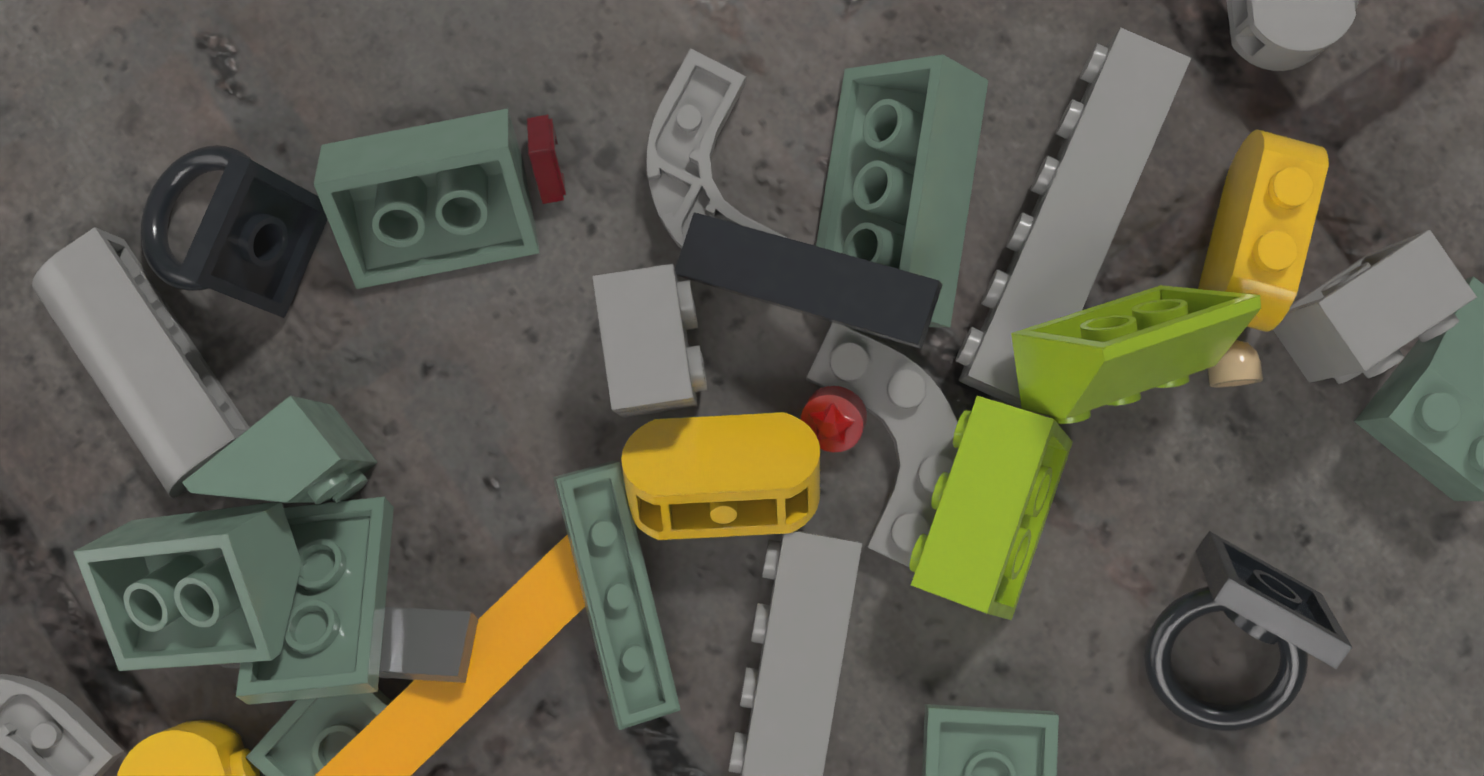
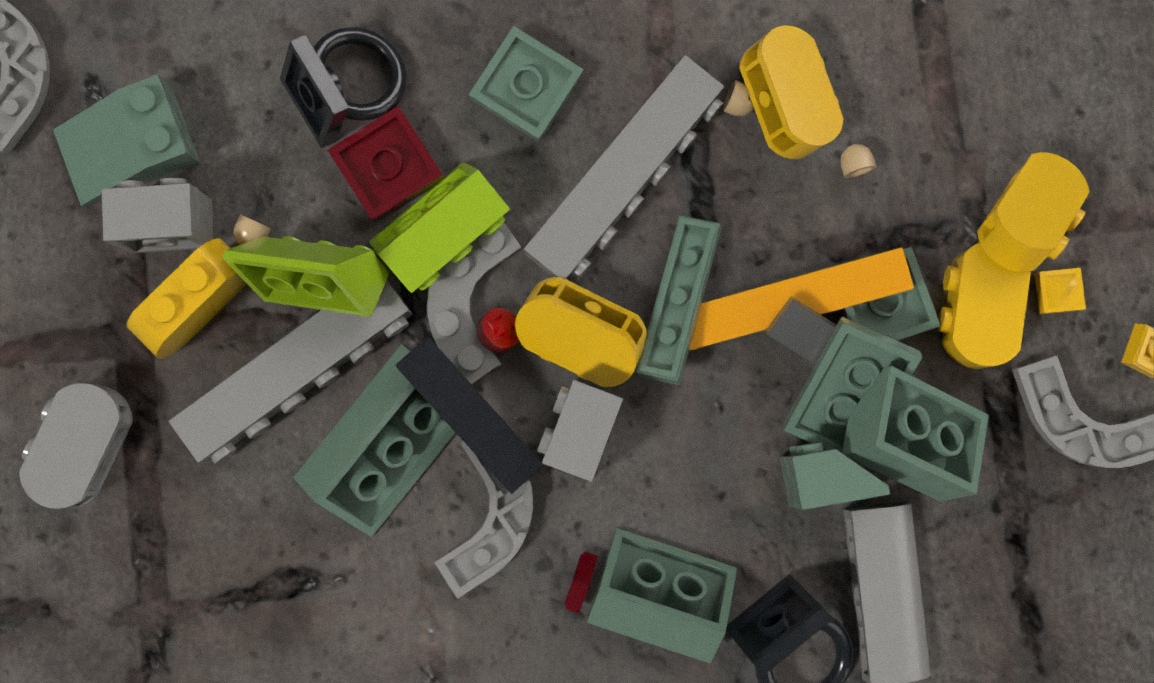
camera: 155 degrees left, 0 degrees up
(1112, 557) = (385, 164): none -> dark red plate

